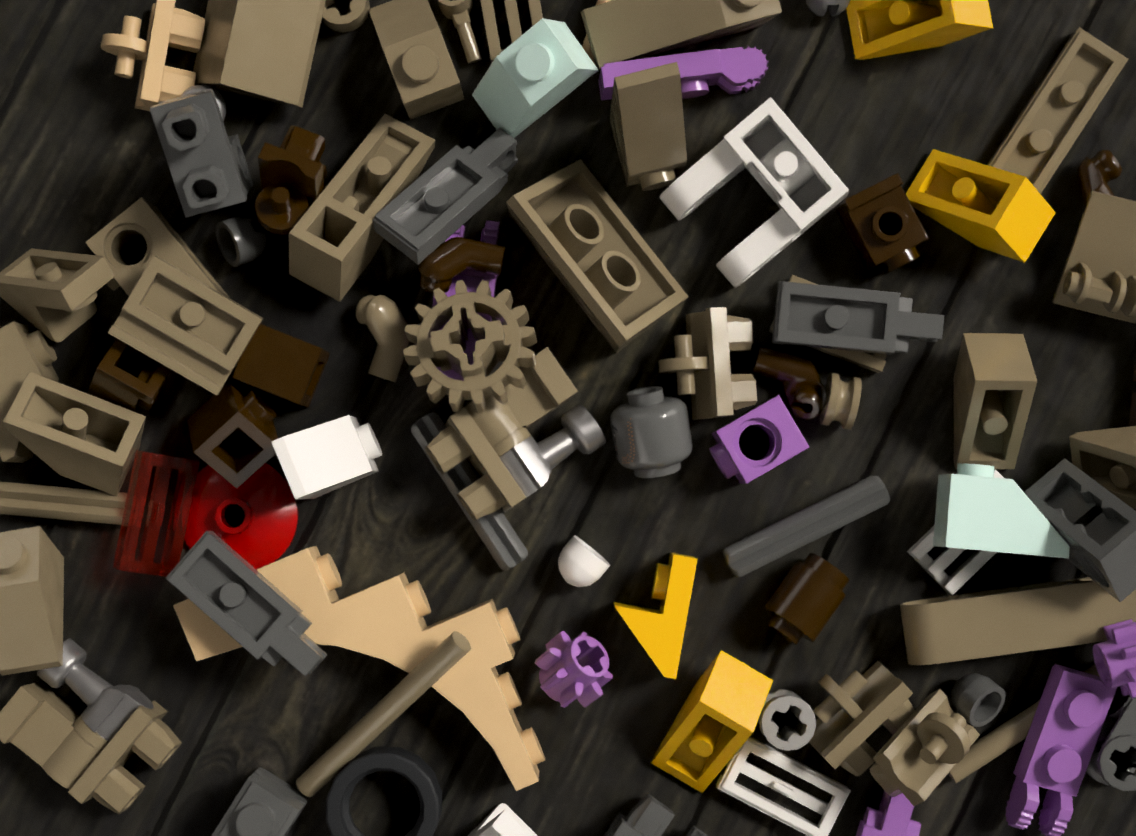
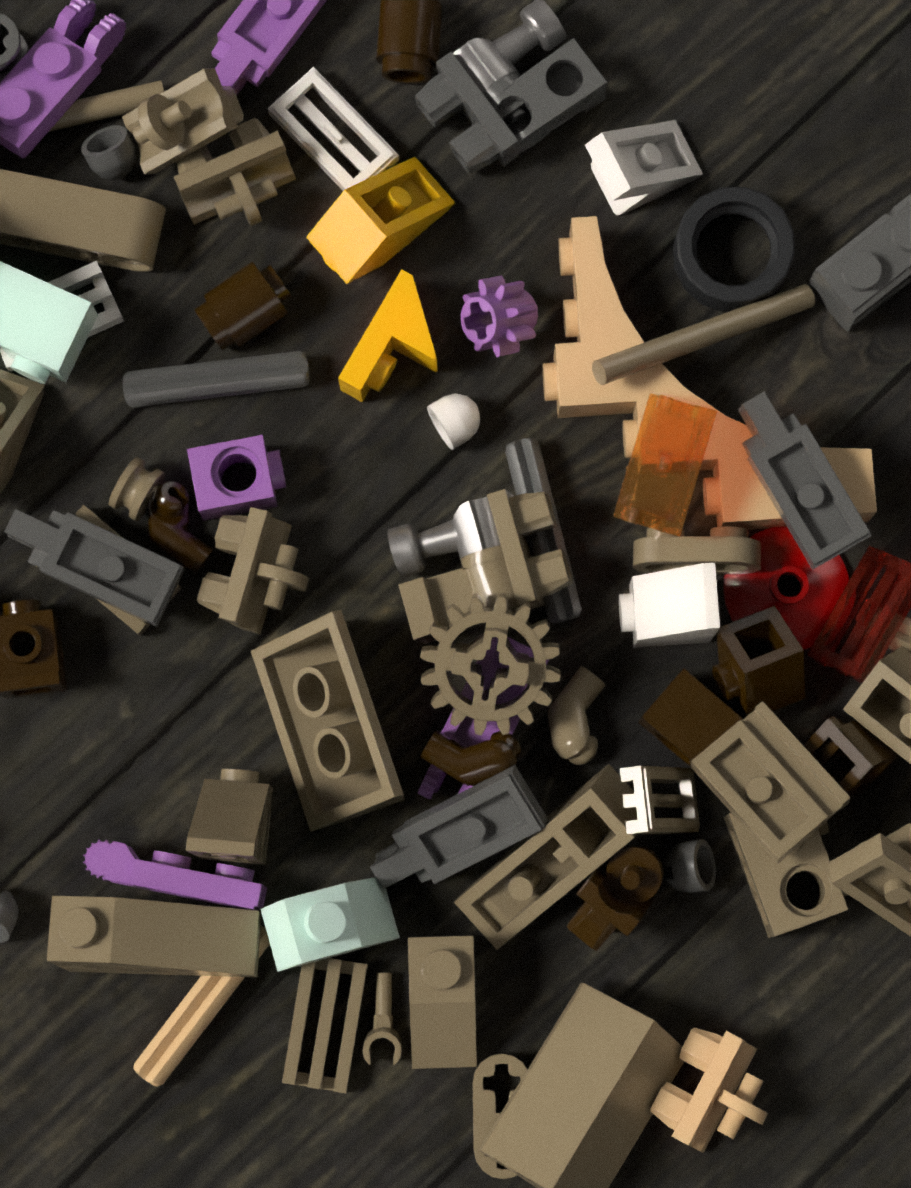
camera: 160 degrees left, 5 degrees down
(200, 155) = (694, 954): dark grey hips -> none
(280, 254) = (646, 802): none -> dark tan tile
(300, 525) = (725, 547): none -> dark tan plate
(373, 578) = (664, 464): none -> clear orange hinge
(651, 433) = (338, 522): dark grey head -> none
(784, 168) = (103, 739): white brick -> none
(789, 737) = (309, 178): light grey bush -> none

